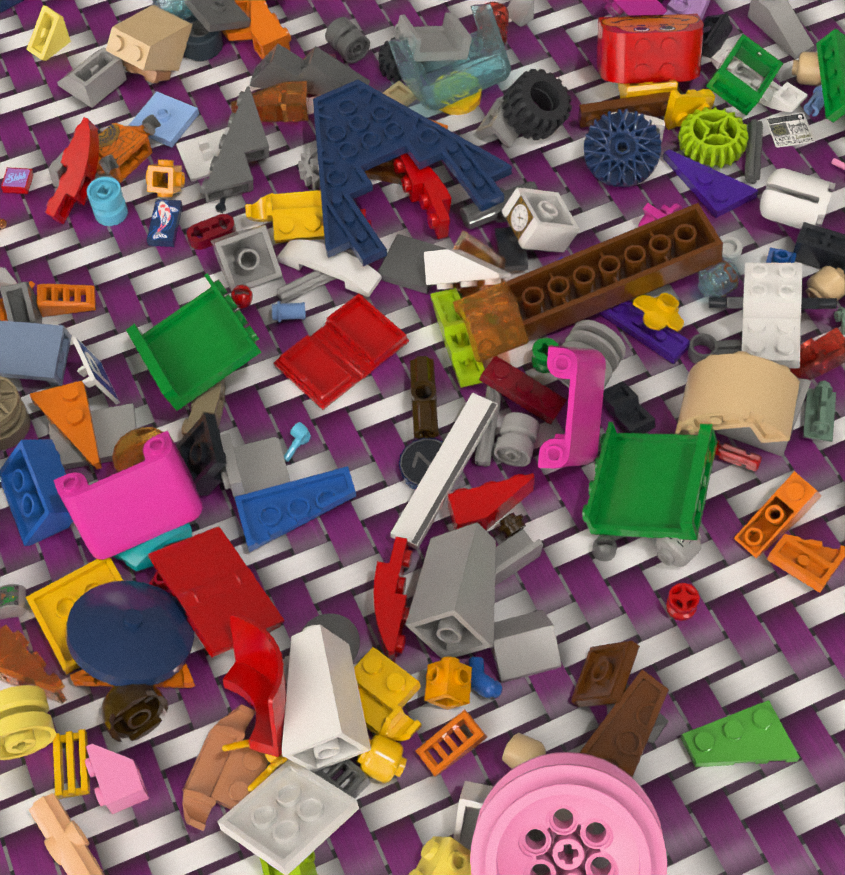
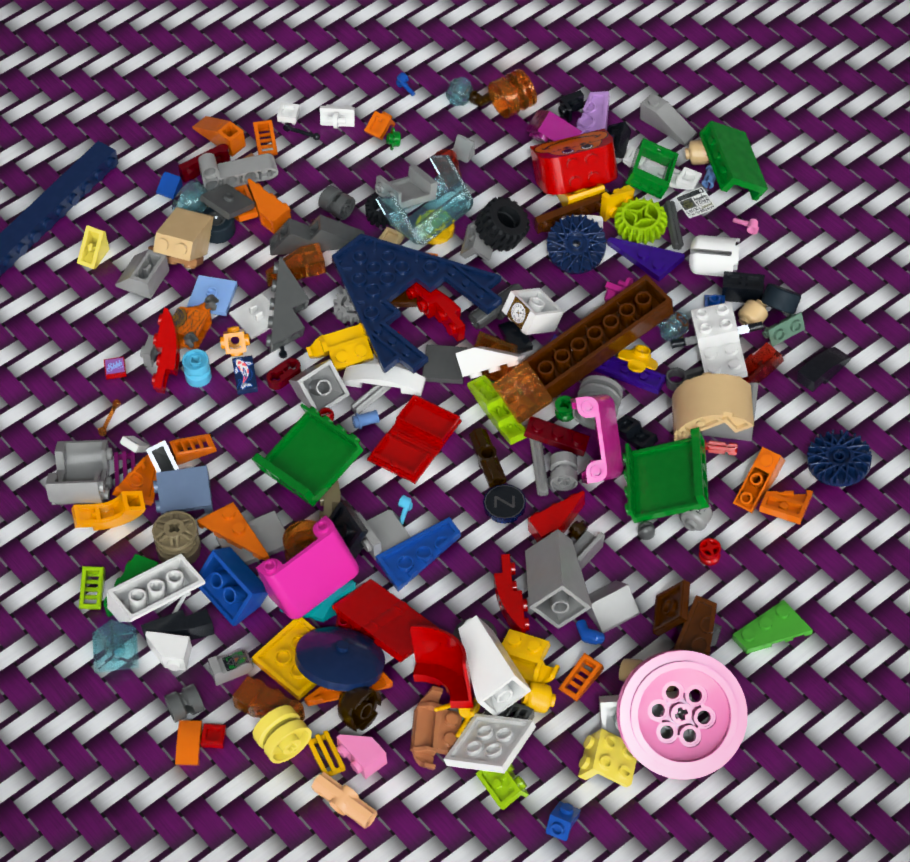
camera: 15 degrees left, 5 degrees down
(95, 370) = (243, 495): white piece -> none
(444, 470) = (519, 502): white tile -> none
(448, 683) = (568, 640): light orange brick -> none
(731, 249) = (678, 302): white tile -> none
(820, 412) = (770, 404): sand green hinge -> none

